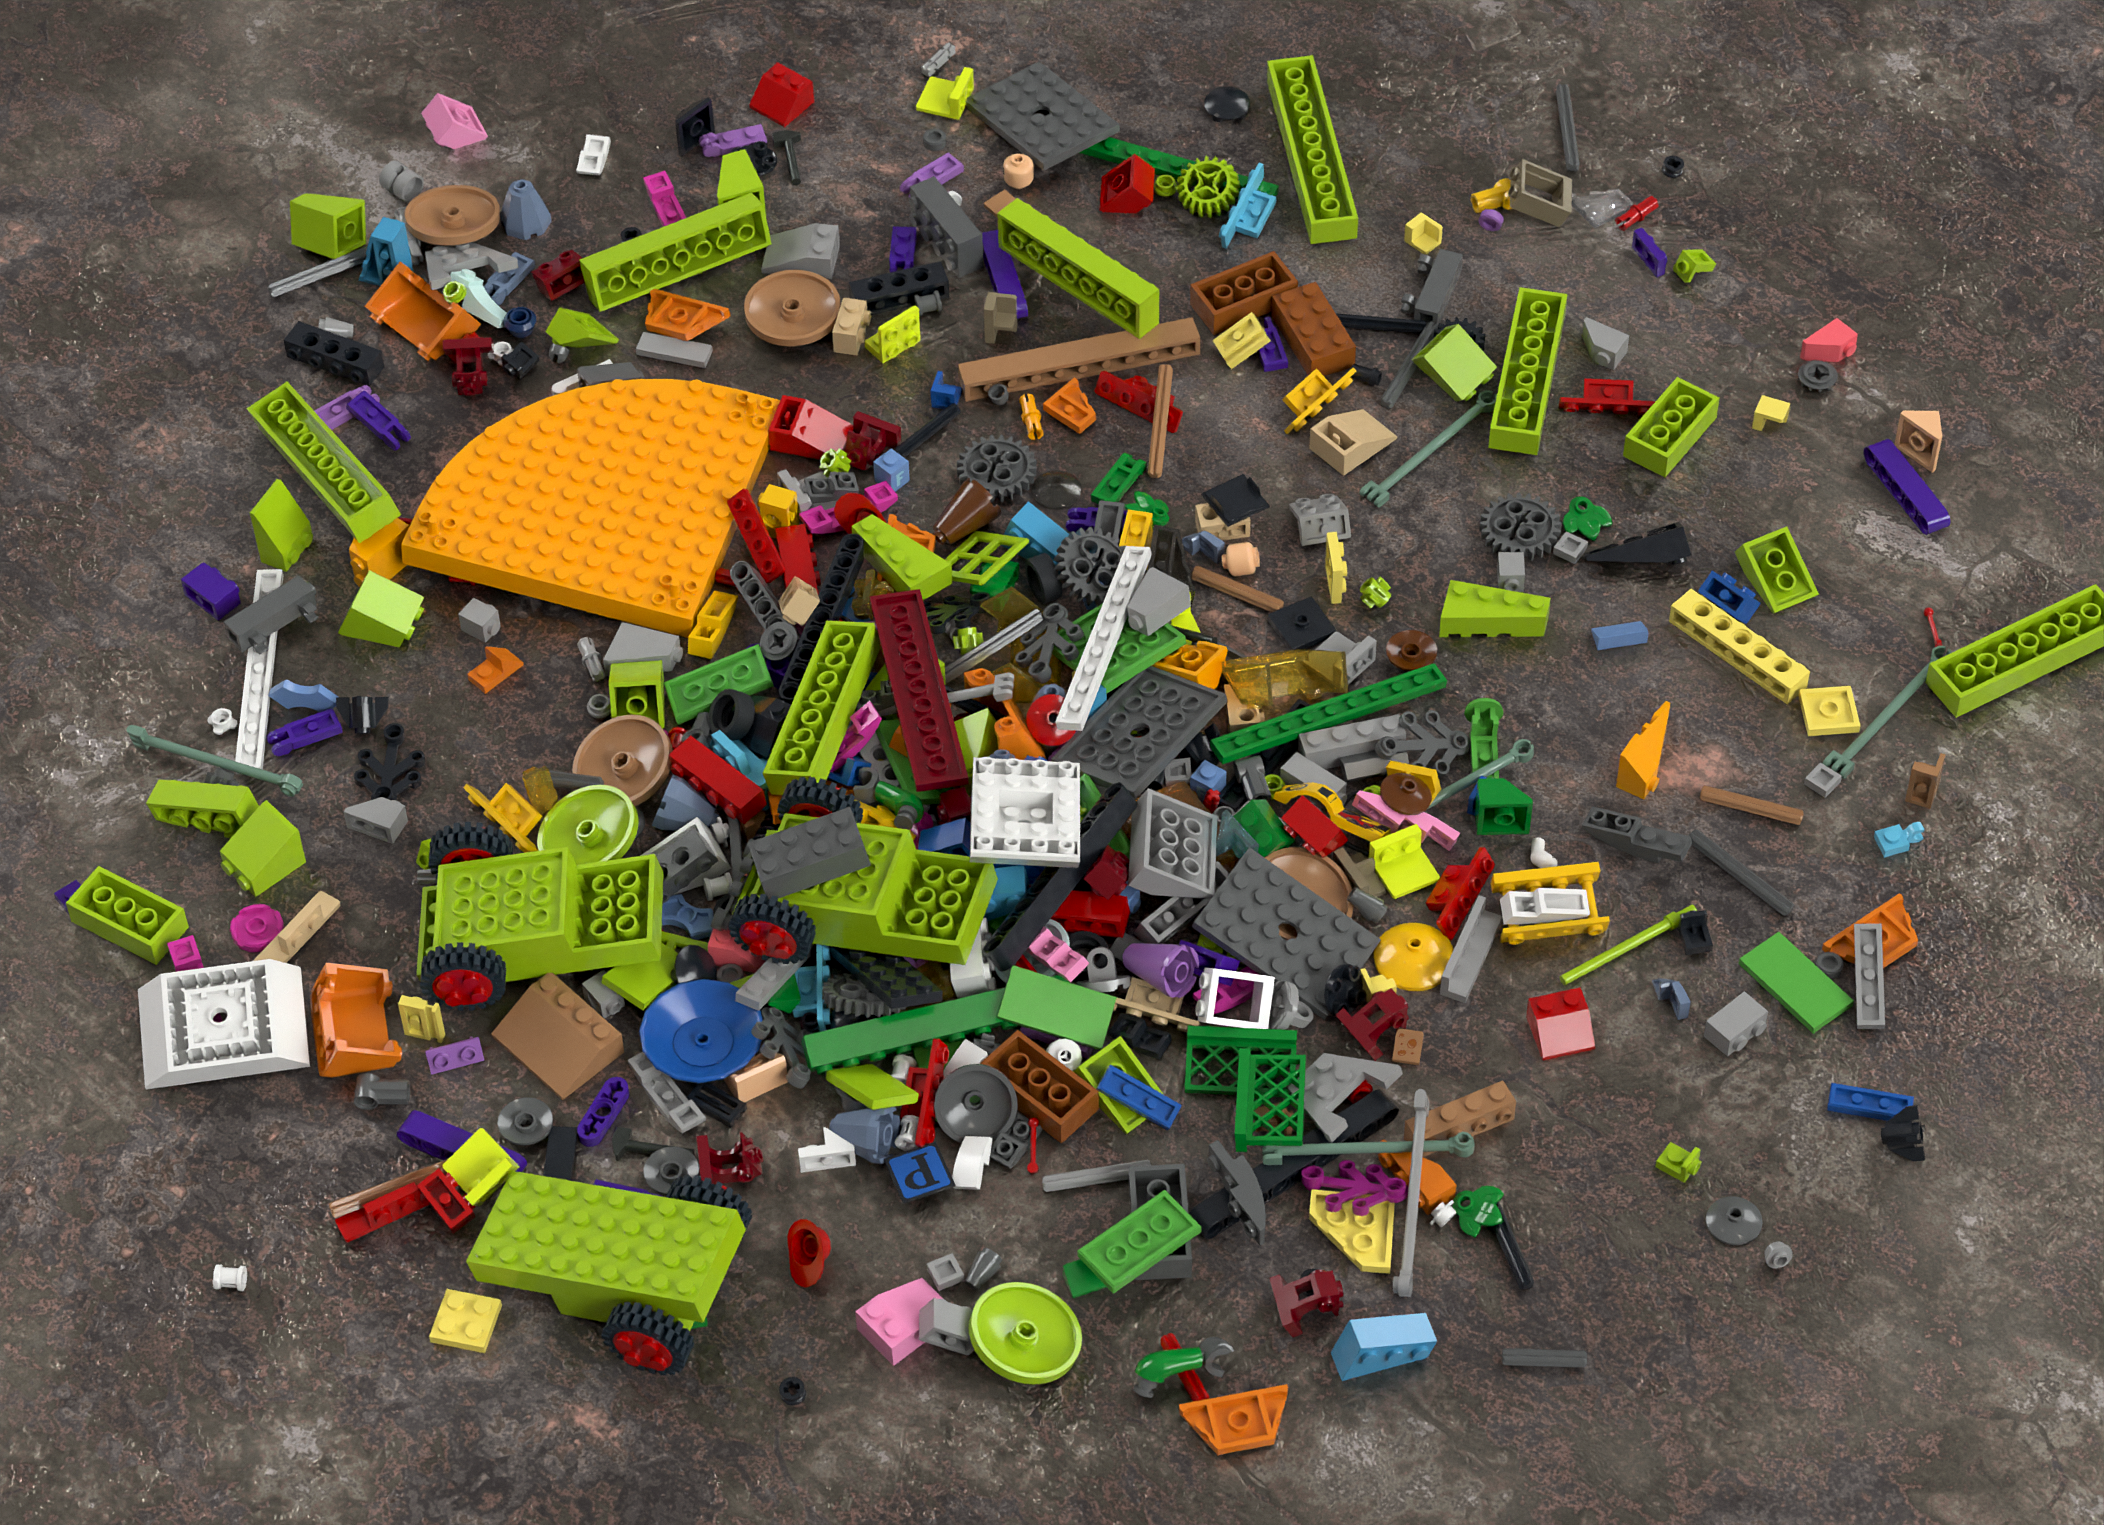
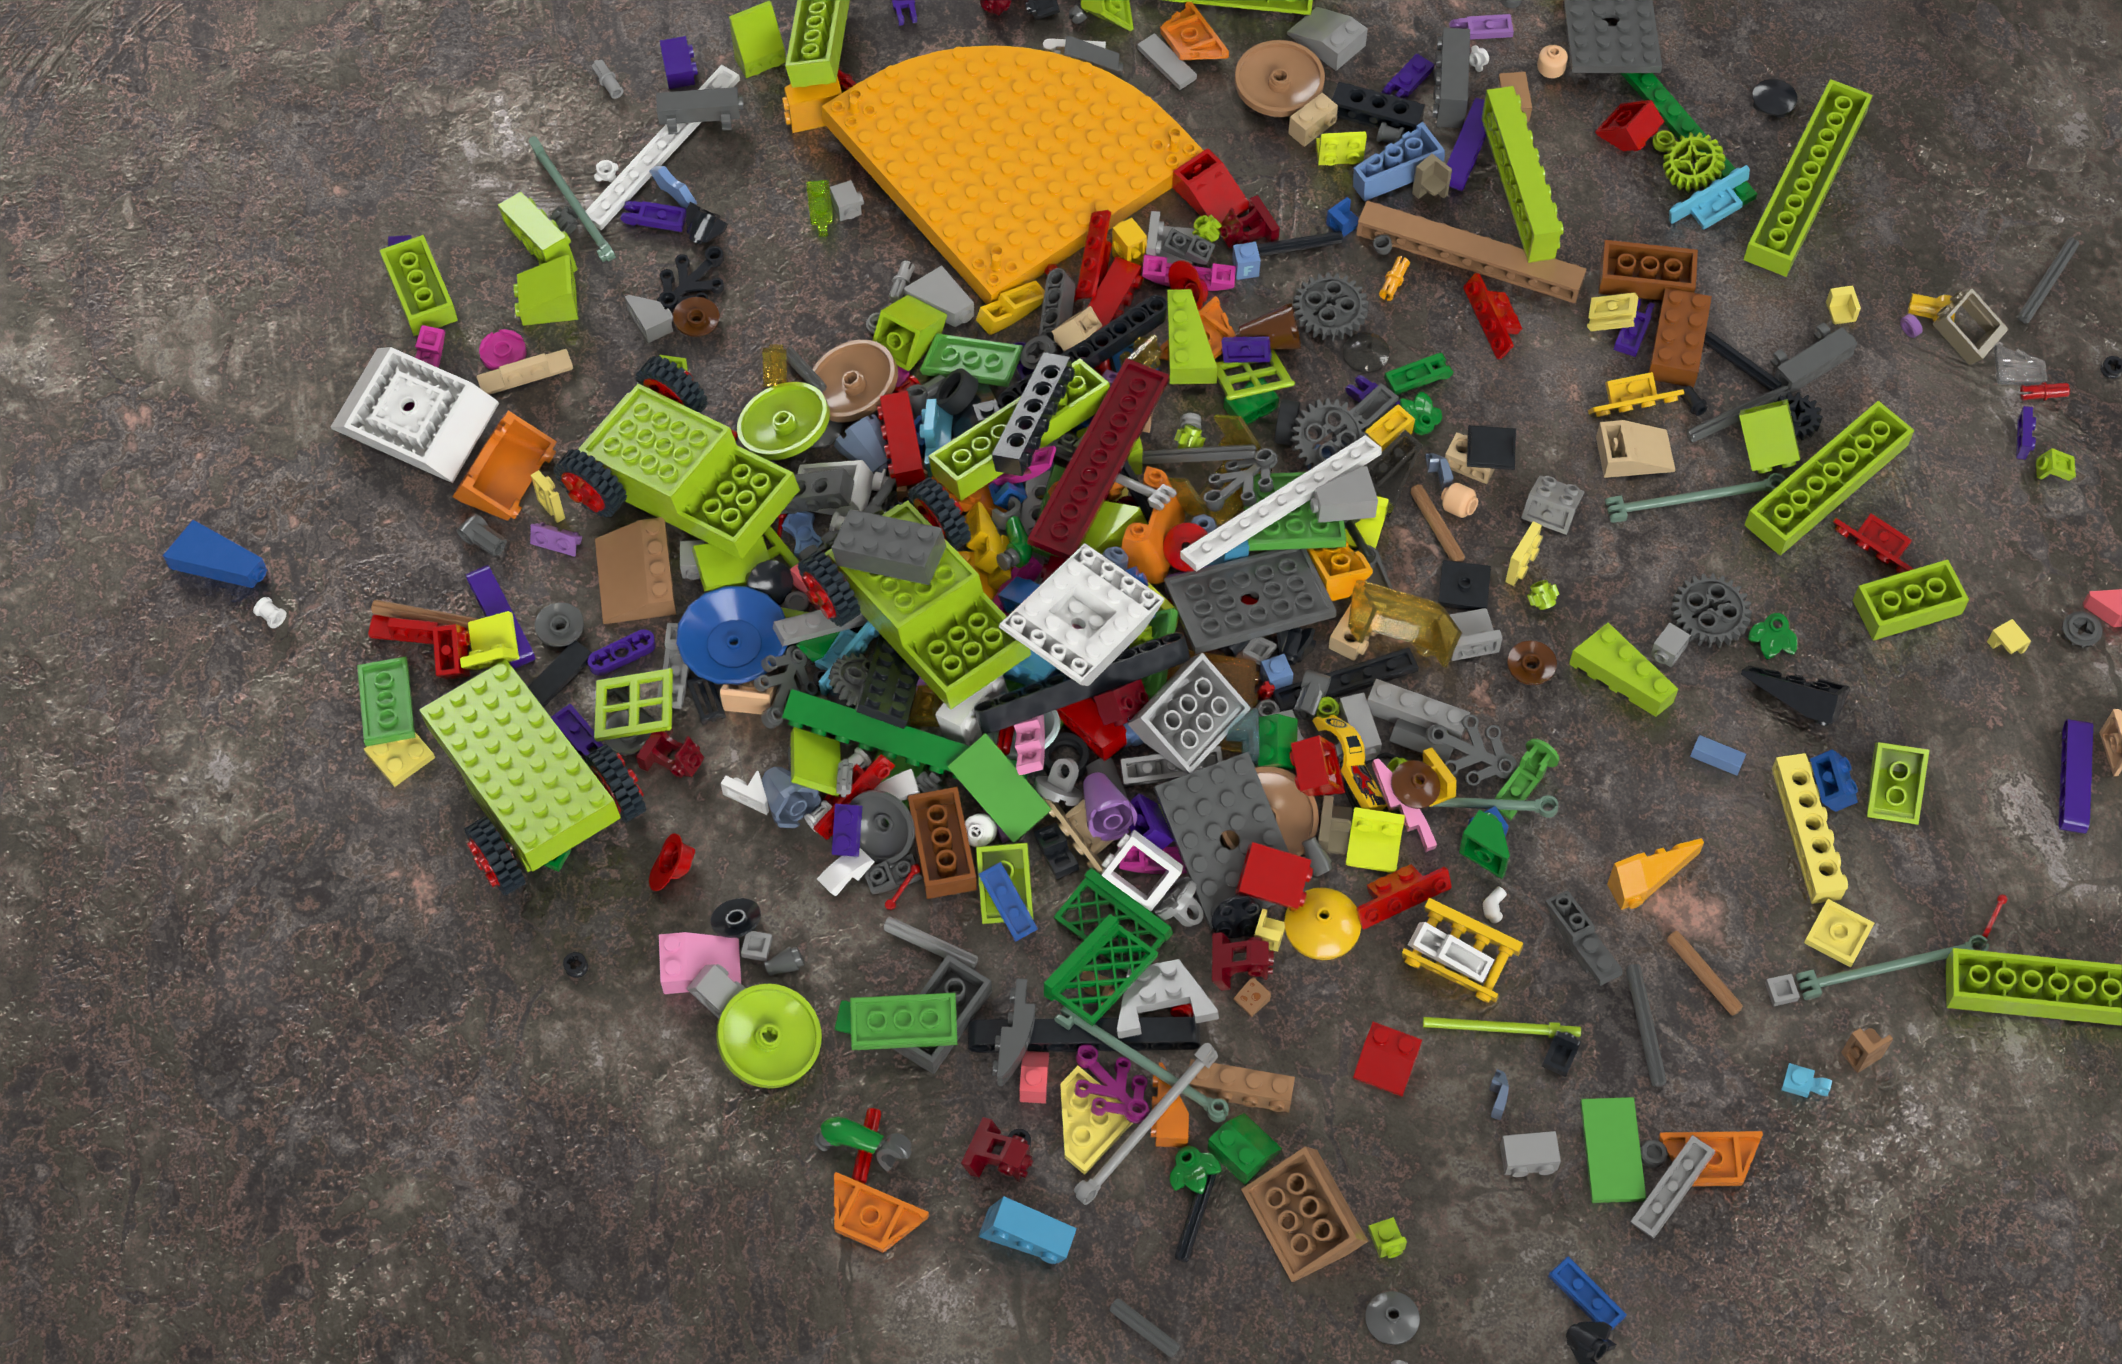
camera: 35 degrees right, 10 degrees up
(132, 1262) = (214, 557): none -> blue slope
(152, 642) = (607, 79): none -> light grey axle
(382, 612) = (780, 151): slope -> none
(416, 1283) = (386, 701): none -> bright green tile
(424, 793) = (696, 309): none -> reddish brown dish
(456, 639) = (820, 205): none -> clear neon green hinge
(497, 667) = (833, 246): orange slope -> none
(511, 811) = (743, 371): yellow bracket -> none
(660, 1142) = (633, 705): none -> lime window
(833, 682) = (1033, 414): none -> black brick
(908, 1259) = (735, 918): none -> black dish
(912, 1081) = (844, 778): none -> light grey axle
(919, 1172) = (801, 853): piece -> none
(950, 1123) = (847, 830): none -> dark purple plate
(953, 606) = (1190, 404): black plant -> none
(957, 321) = (1396, 163): none -> medium blue wedge
(957, 539) = (1246, 349): none -> dark purple plate
(1041, 531) = (1310, 381): dark azure wedge -> none
(1071, 407) = (1432, 288): orange wing -> none
(1160, 421) = (1487, 343): medium nougat axle -> none
(1285, 1224) = (1034, 1077): none -> coral slope
(1328, 713) = (1417, 675): green plate -> none
(1350, 935) = (1274, 876): none -> red panel
(1443, 1214) = (1163, 1154): white plate -> none
(1470, 952) = (1366, 949): light grey fence -> none
(1504, 1168) = (1243, 1147): none -> green slope
(1570, 547) = (1738, 654): light grey plate -> none
(1597, 1185) = (1304, 1214): none -> medium nougat slope
(1604, 343) = (1918, 493): light grey slope -> none

